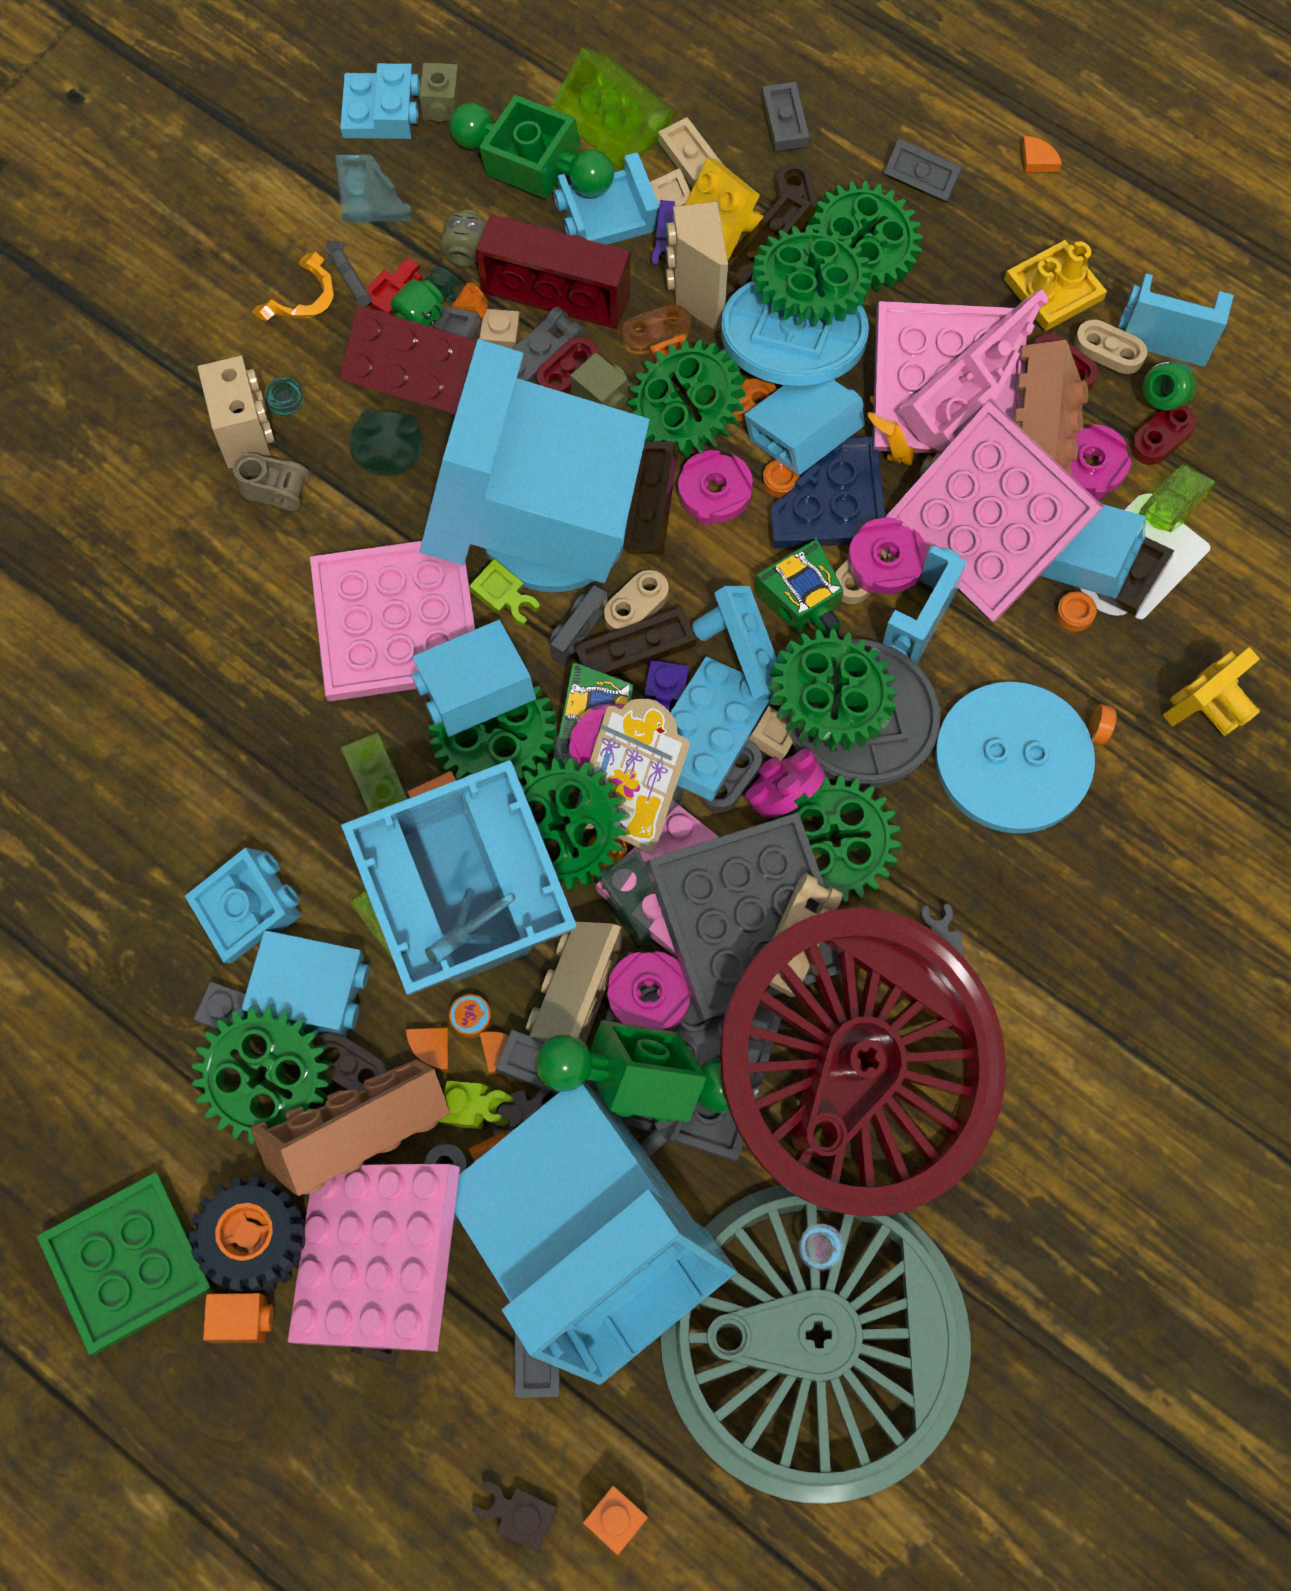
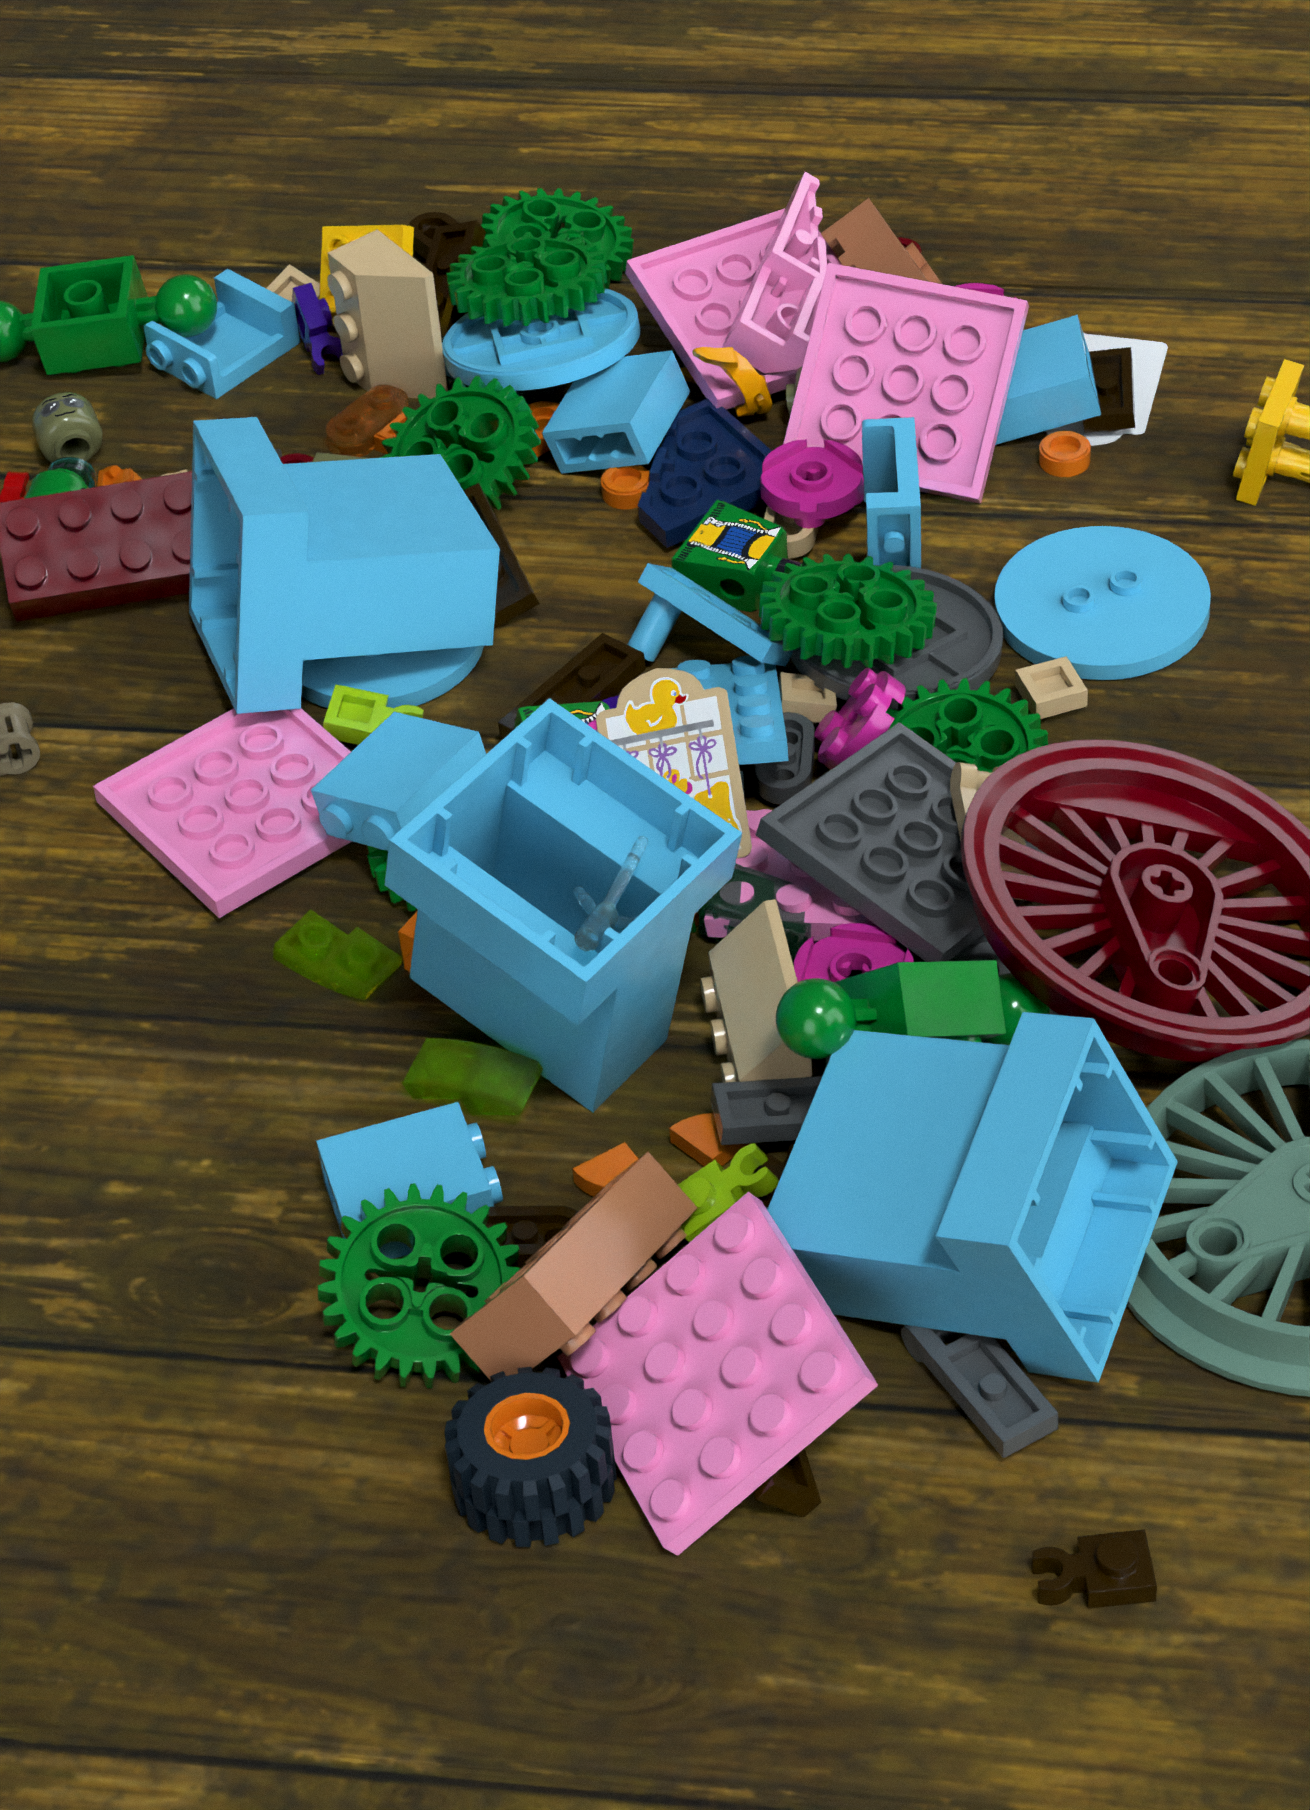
camera: 25 degrees left, 25 degrees down
(124, 1263) = (380, 1577): green plate -> none
(216, 1004) = (300, 1268): dark grey plate -> none
(237, 1318) = (578, 1551): orange brick -> none
(243, 902) = (261, 1142): medium azure plate -> none
(386, 442) = (106, 650): clear green dish -> none
(470, 1016) = (643, 1123): orange tile -> none
(554, 270) = (160, 396): dark red brick -> none
(585, 616) = (489, 695): dark grey plate -> none
(611, 106) = (165, 240): clear neon green slope -> none
(615, 1520) = (1227, 1494): orange brick -> none
(638, 601) = (538, 656): tan plate -> none
(686, 148) = (272, 251): tan plate -> none
(711, 506) = (554, 522): dark pink plate -> none
(785, 116) = (377, 185): dark grey plate -> none
(821, 1247) = (1256, 1098): clear tile -> none
(923, 169) = (578, 164): dark grey plate -> none
(931, 815) = (1051, 687): none -> tan plate
(1039, 156) = (700, 109): orange tile -> none
(1062, 277) = (836, 194): yellow plate -> none
(1102, 724) = (1177, 524): orange tile -> none
(1110, 346) = (924, 221): tan plate -> none
(1158, 389) = (998, 211): green head -> none
(1166, 432) = (1035, 270): dark red plate -> none
(1173, 325) = (969, 167): medium azure panel -> none
(1176, 497) = (1099, 309): clear neon green slope -> none

